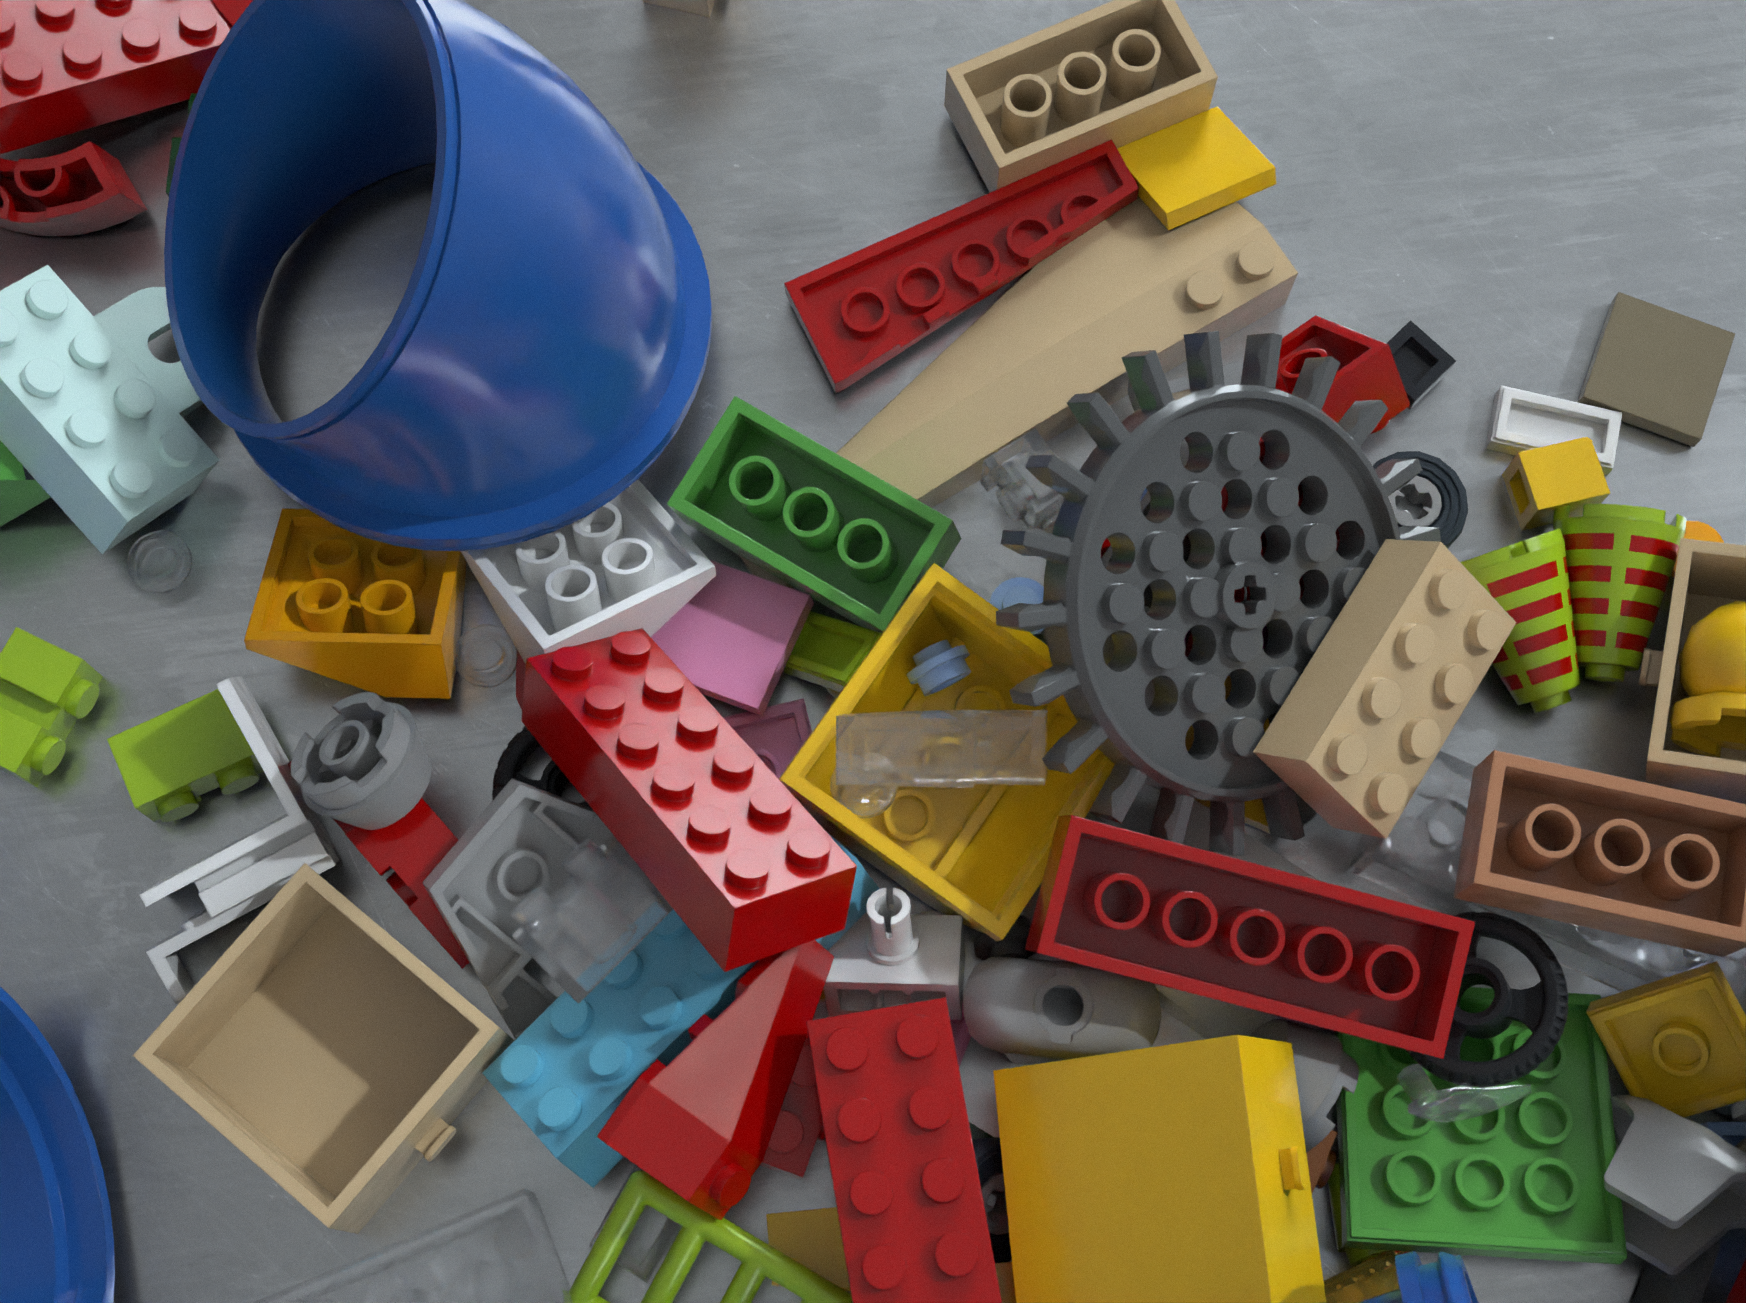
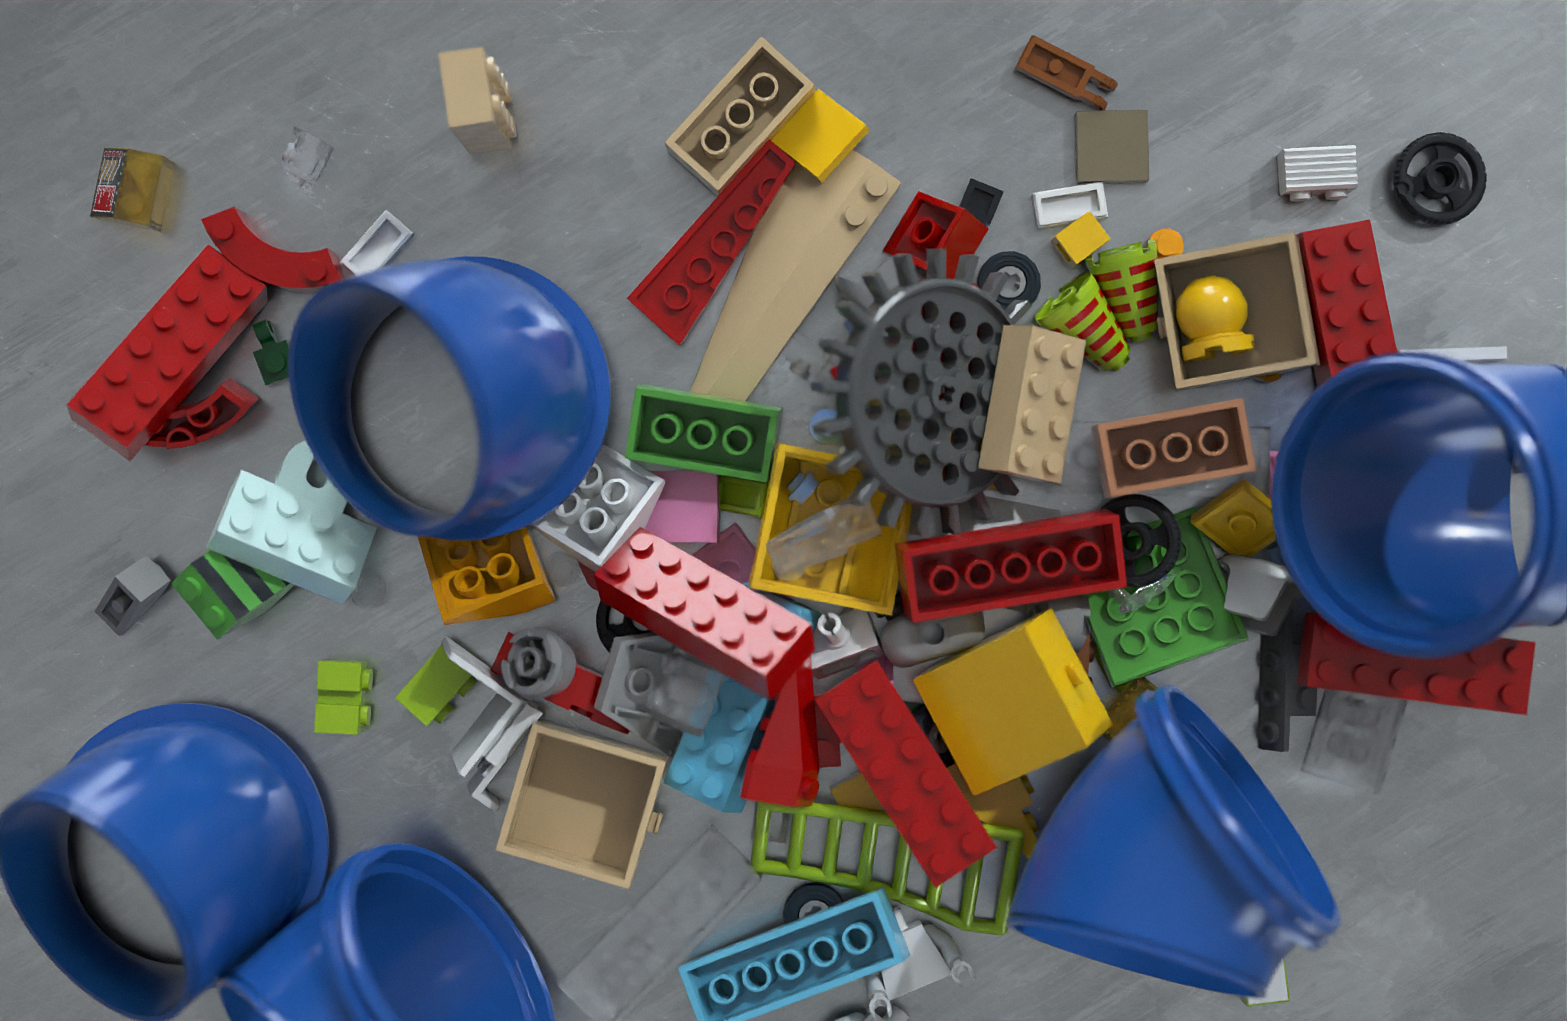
camera: 20 degrees left, 15 degrees up
(1619, 230) = (1063, 72): none -> dark orange hinge

